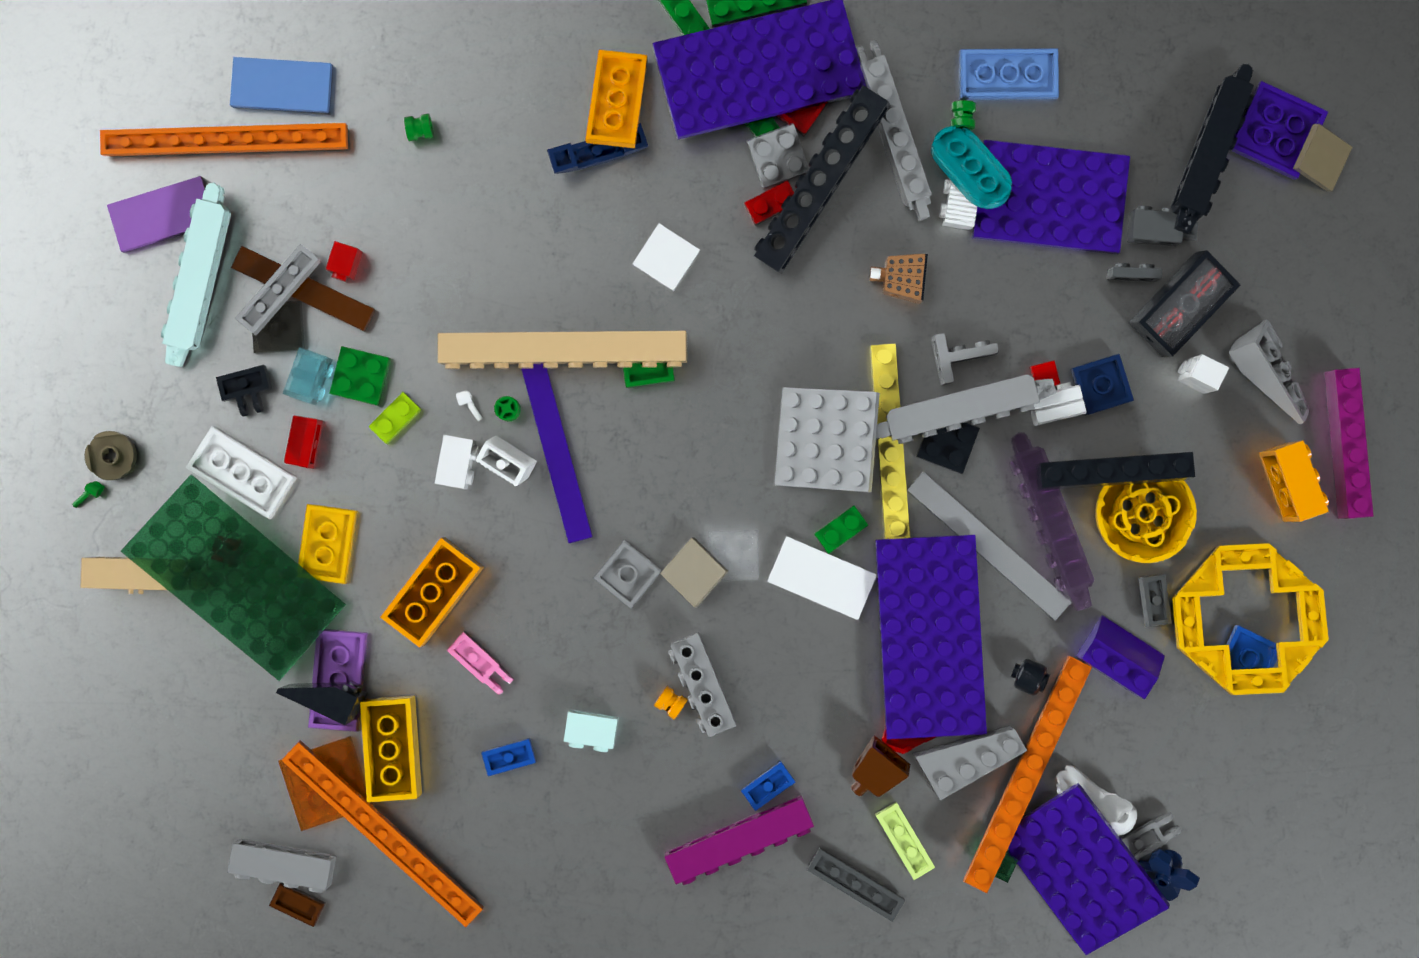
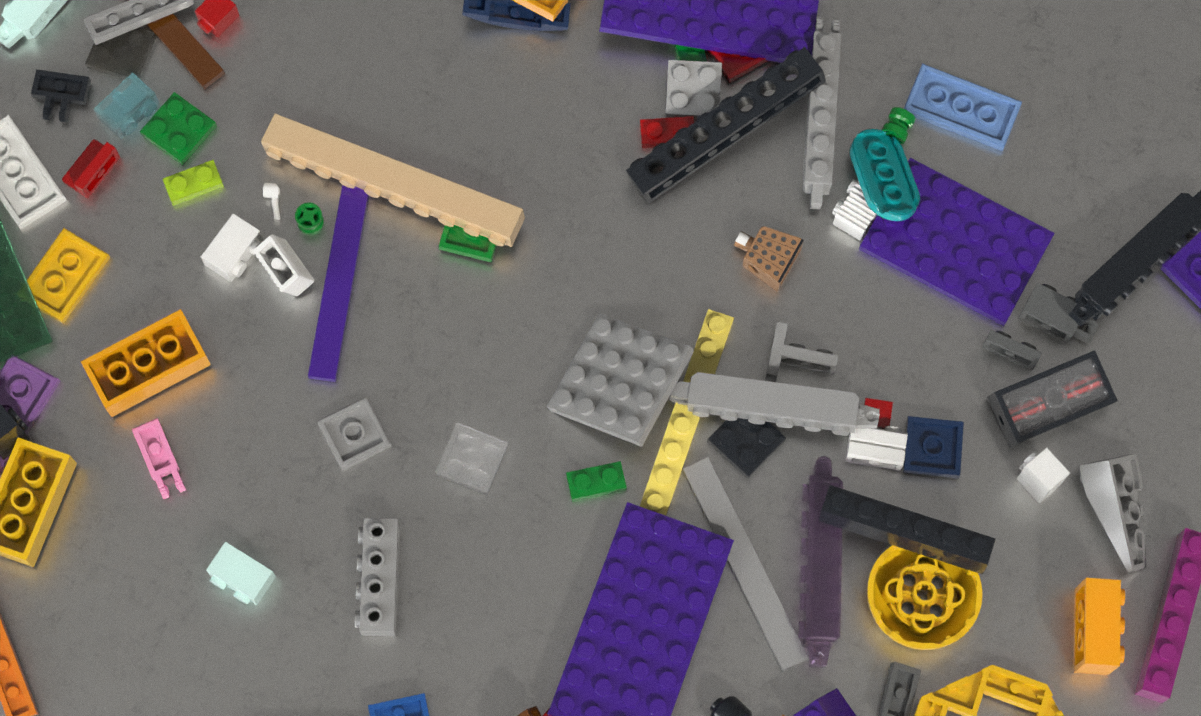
camera: 20 degrees right, 15 degrees down
(508, 757) = (142, 566): blue plate -> none
(666, 257) = (538, 140): white tile -> none
(670, 702) = (336, 581): light orange wheel -> none
(694, 572) = (423, 457): tile -> none
(822, 578) = (554, 522): white tile -> none

